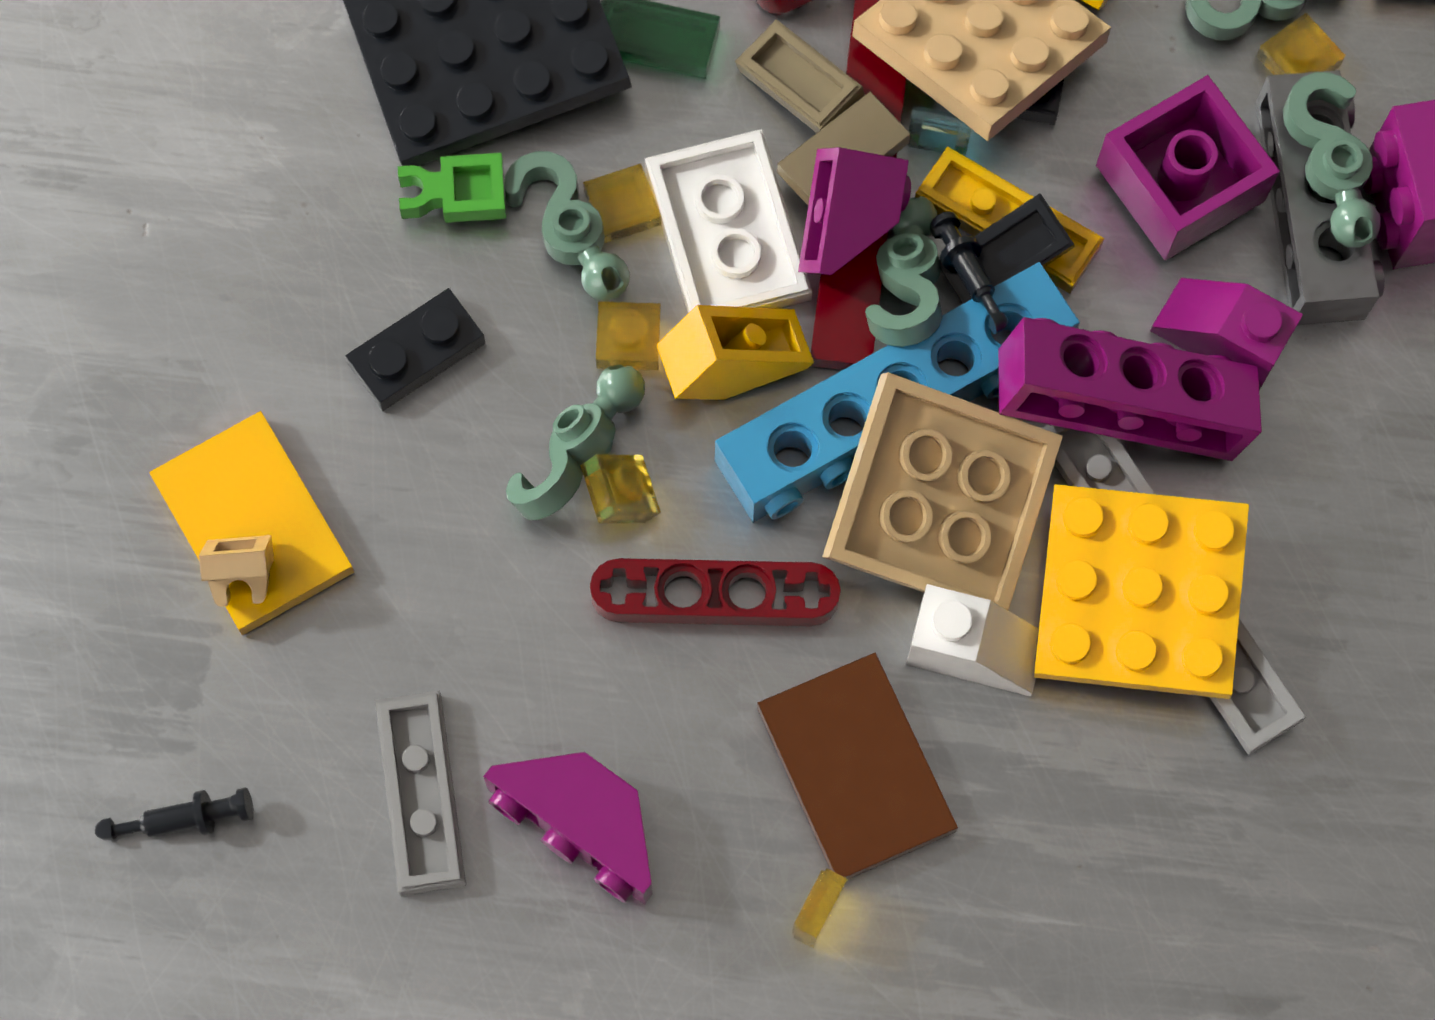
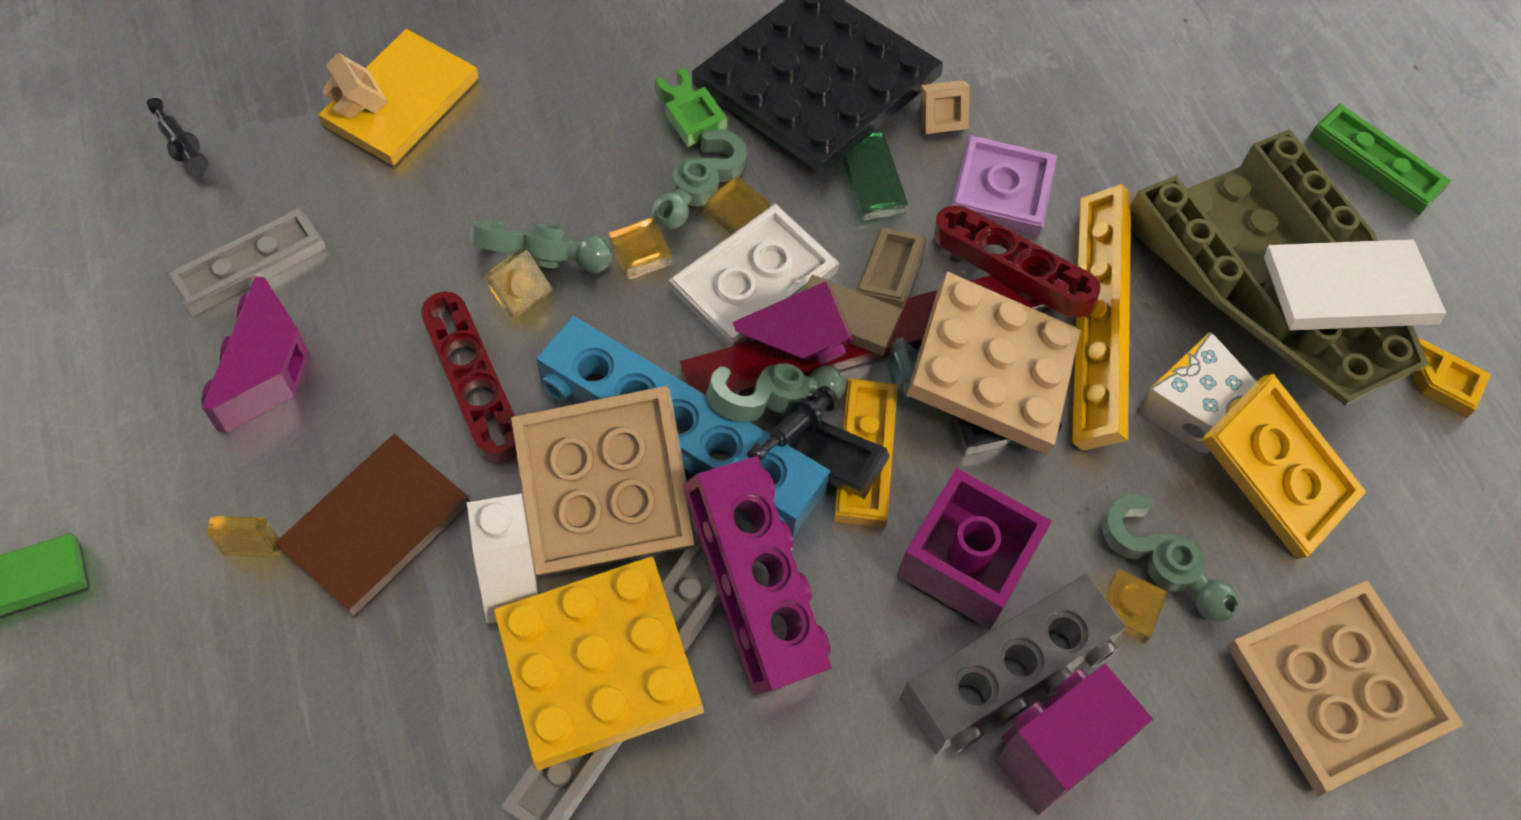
camera: 60 degrees right, 10 degrees down
(415, 349) = (566, 134): black plate -> none
(732, 350) = (656, 307): yellow slope -> none
(1228, 322) = (862, 644): magenta slope -> none
(1338, 160) = (1039, 648): sand green piece -> none

